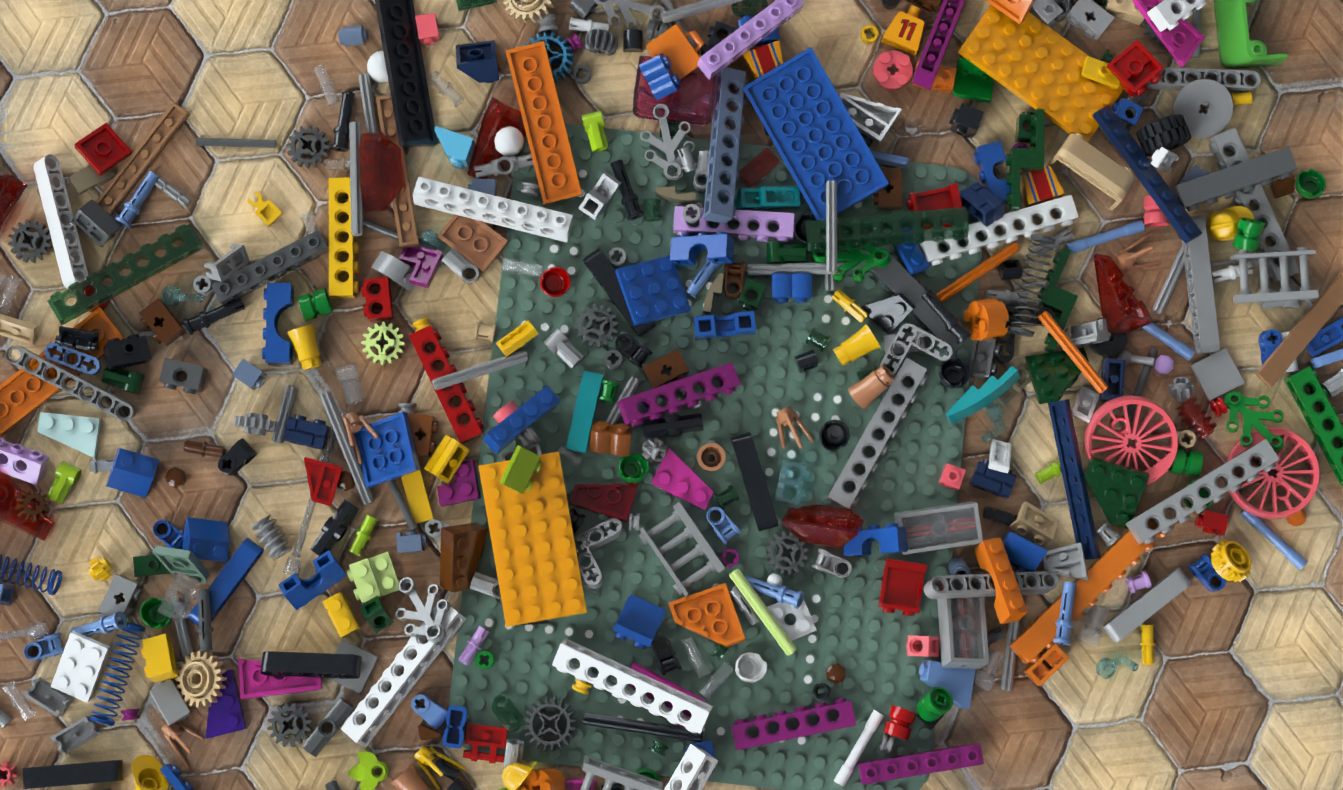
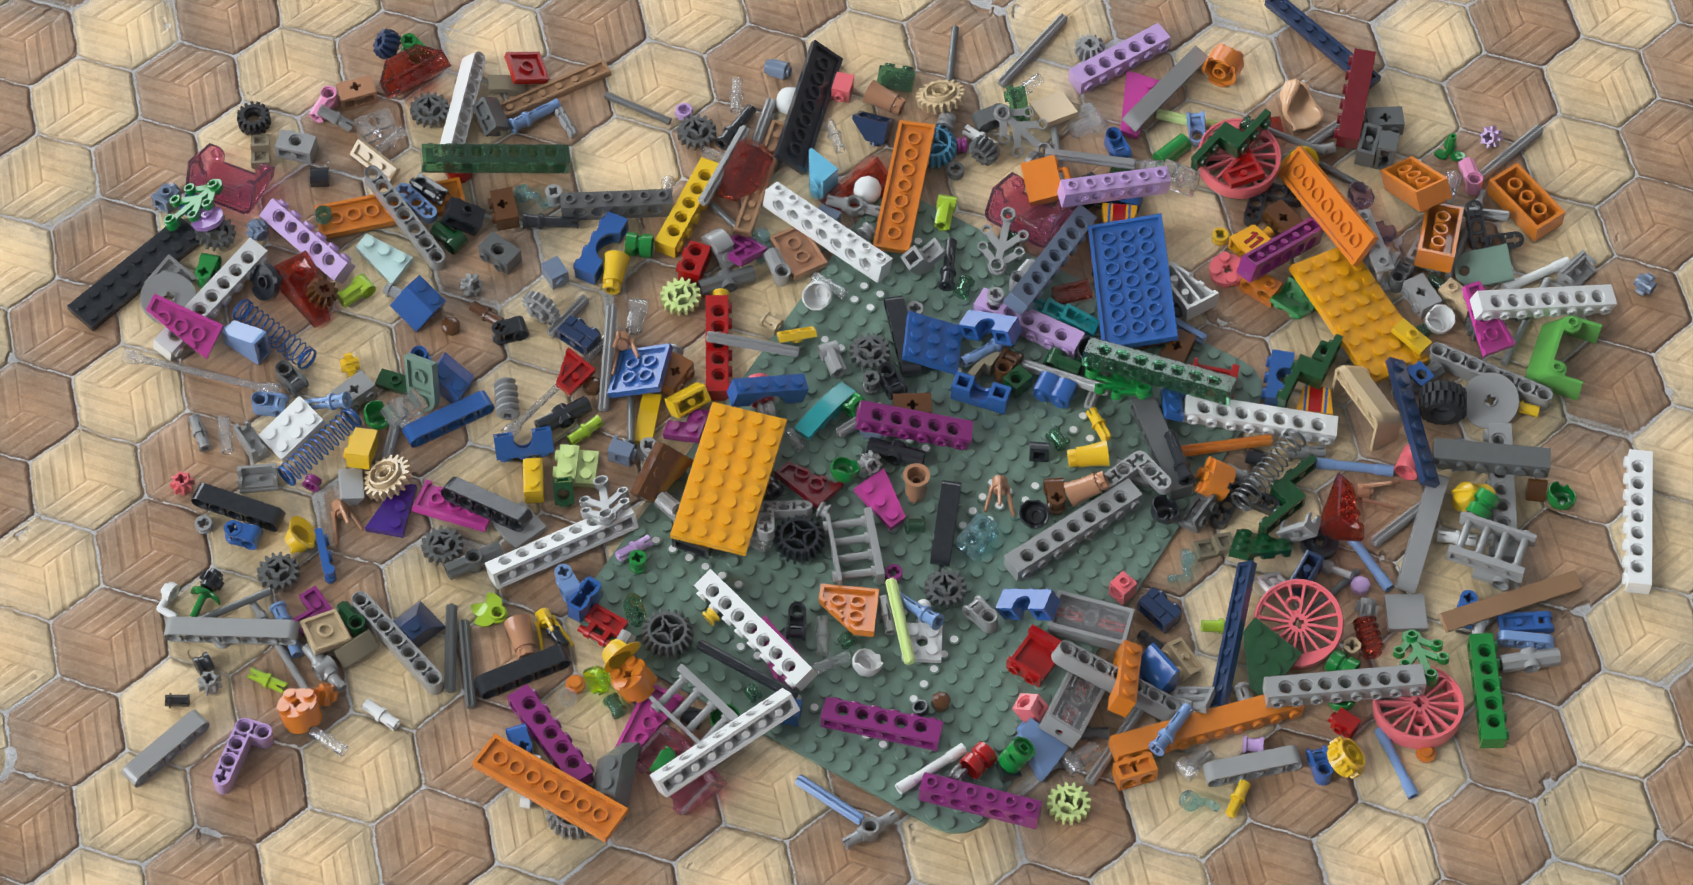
camera: 25 degrees right, 25 degrees down
(53, 612) = (292, 380): none -> dark grey piece
(173, 425) = (471, 284): none -> light grey gear
(204, 614) = (413, 438): dark grey pin -> none
(228, 264) = (583, 182): light grey hinge -> none
(266, 210) = (635, 164): yellow plate -> none
(284, 127) = (683, 110): none -> lavender tile
(419, 304) = (727, 279): none -> dark grey piece
(428, 733) = (557, 601): reddish brown slope -> none
(474, 24) = (883, 98): none -> nougat plant
(517, 287) = (817, 295): none -> white hair
(520, 470) = (746, 410): lime slope -> none
(555, 281) = (851, 304): red hair -> none
(611, 438) = (837, 438): dark orange brick -> none
(612, 552) = (804, 530): none -> black gear
(632, 40) = (1012, 162): black brick -> none
(639, 621) = (786, 587): blue bracket -> none
(660, 76) = (1020, 188): blue brick -> none
(669, 194) = (983, 280): dark tan slope -> none
(686, 159) = (1012, 258): light grey pin -> none
(723, 525) = (899, 545): medium blue piece -> none
(823, 524) = (986, 575): clear red wedge -> none
(831, 227) = (1110, 346): light grey axle -> none
(840, 399) = (1055, 495): none -> reddish brown piece
(889, 311) = (1131, 439): wing -> none
(965, 120) = (1272, 326): black brick -> none
(977, 399) = (1177, 537): teal slope -> none
(982, 204) = (1254, 389): dark blue brick -> none
(993, 730) = (1069, 810): none -> yellowish green gear
(1000, 456) = (1175, 591): white plate -> none
(1072, 351) = (1279, 533): orange axle -> none
(1119, 37) = (1440, 319): none -> white hair
(1136, 69) = (1440, 341): red plate -> none
(1163, 159) = (1434, 418): white hinge -> none
(1218, 407) = (1394, 636): red bush -> none

